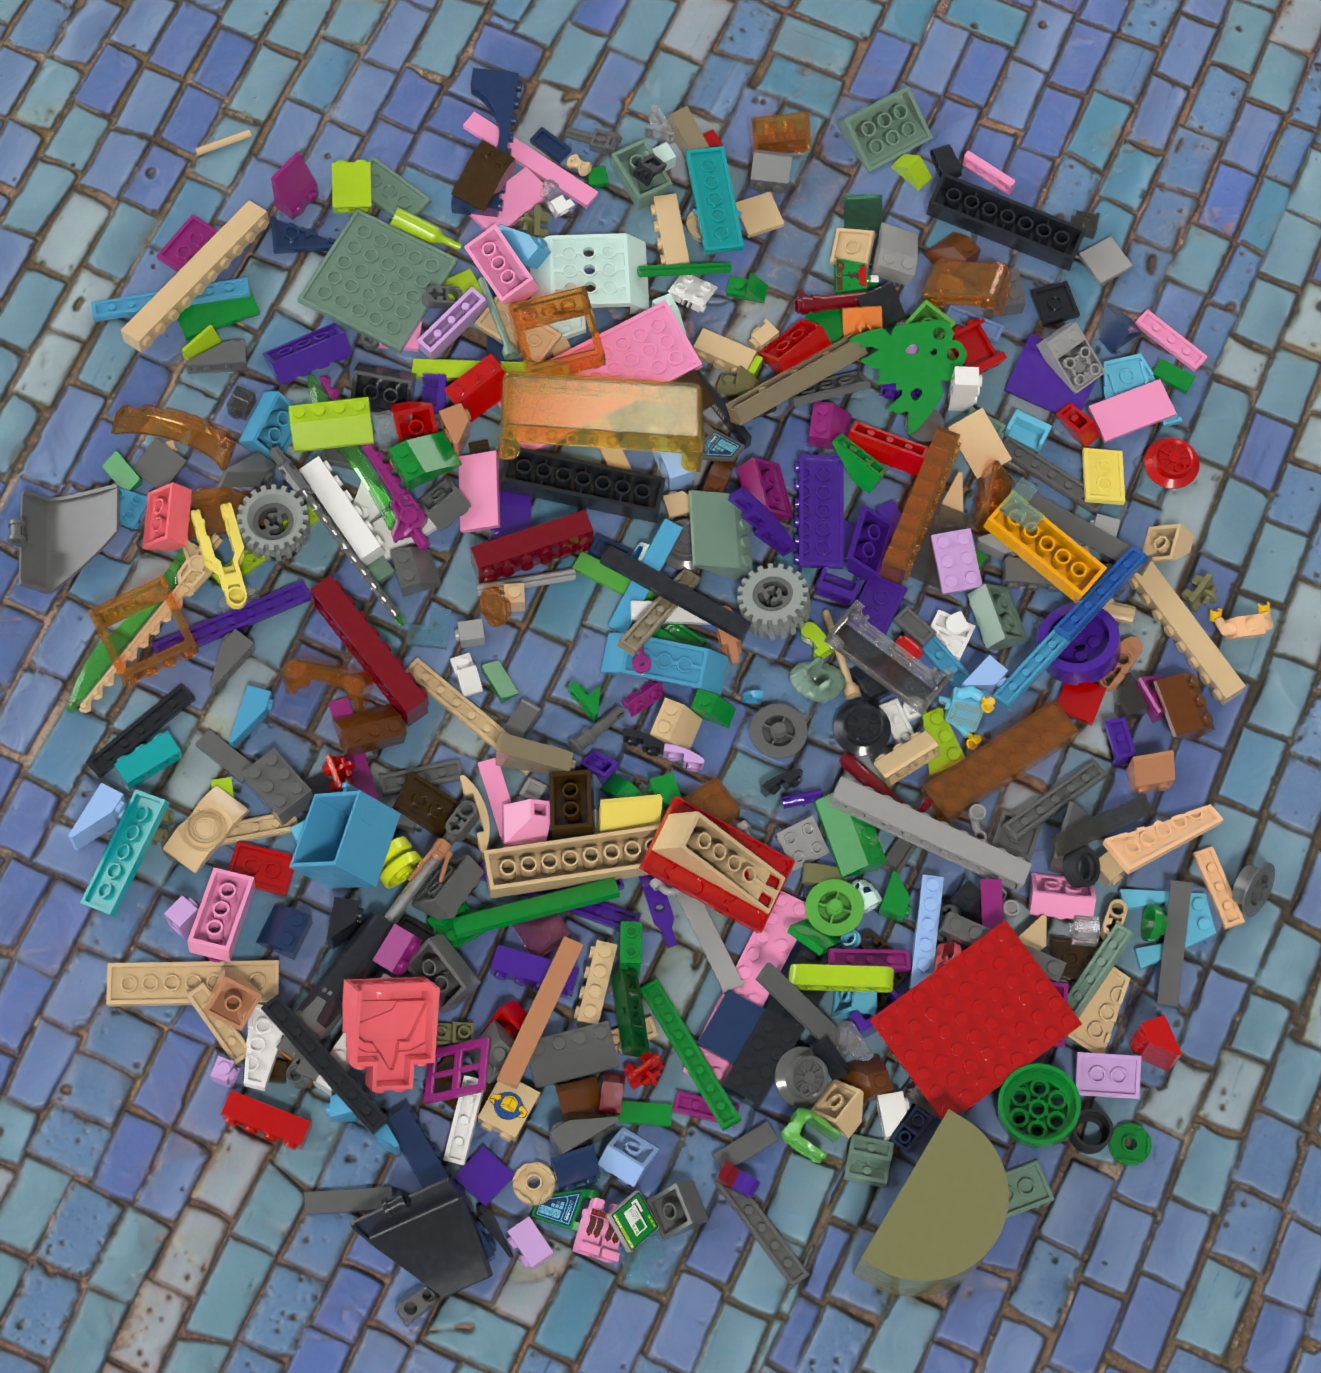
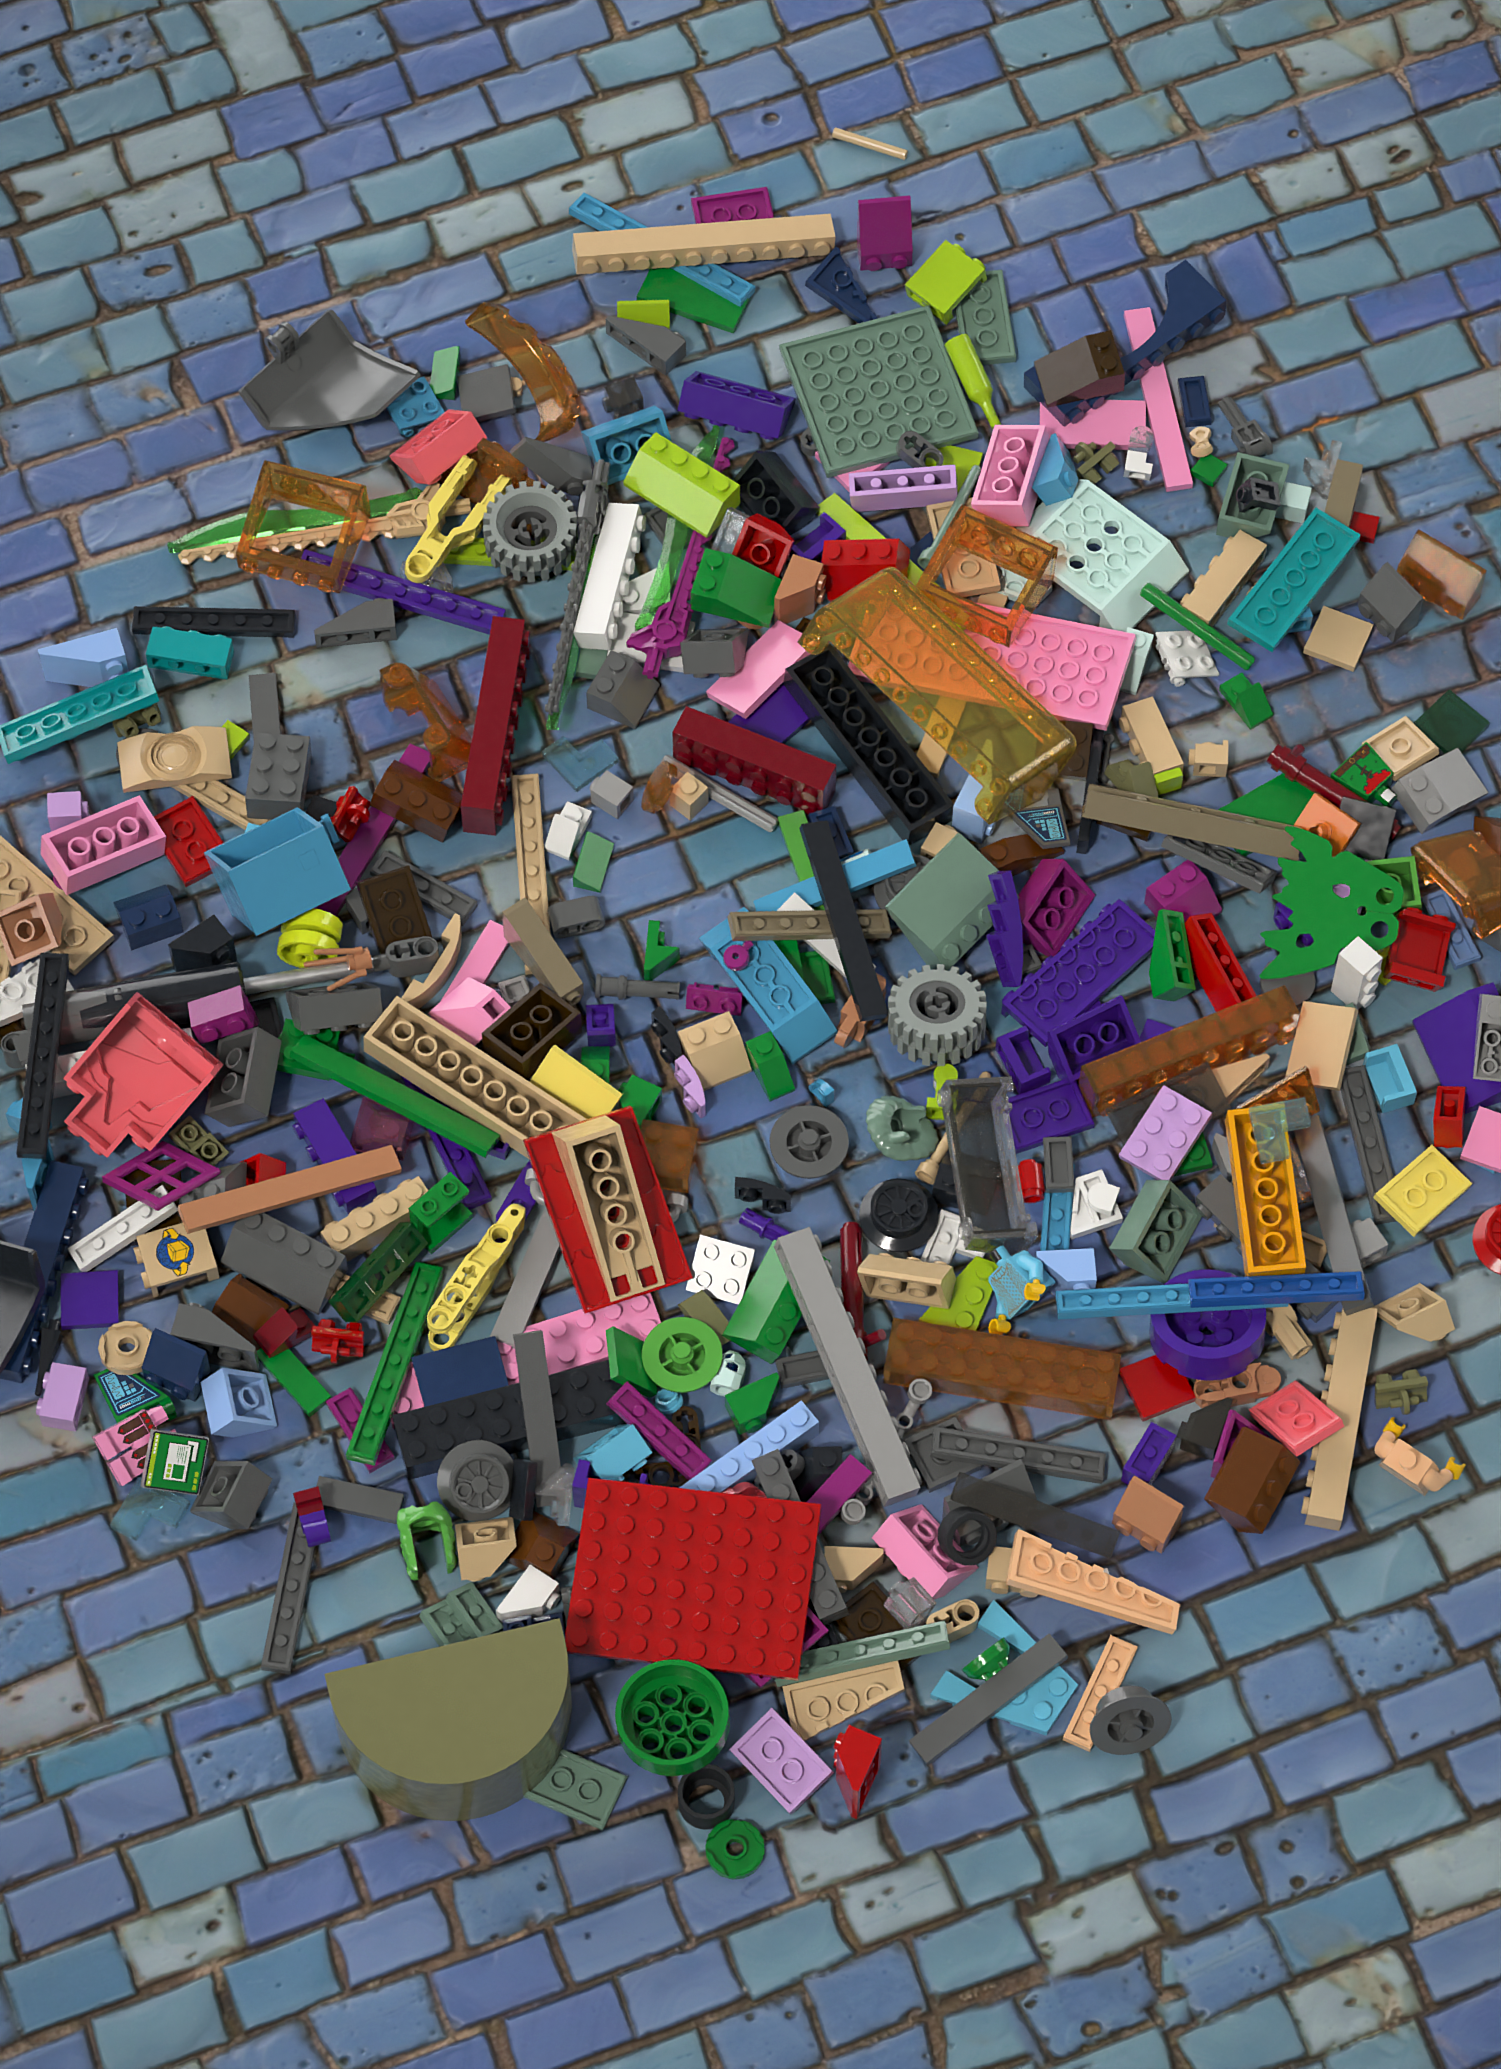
camera: 50 degrees right, 5 degrees down
(252, 712) = (327, 691): dark azure slope -> none
(684, 966) = (481, 1269): none -> light yellow piece
(795, 345) = (1230, 791): red slope -> none
(842, 978) = (604, 1416): lime beam -> none
(1170, 652) = (1296, 1418): none -> coral tile

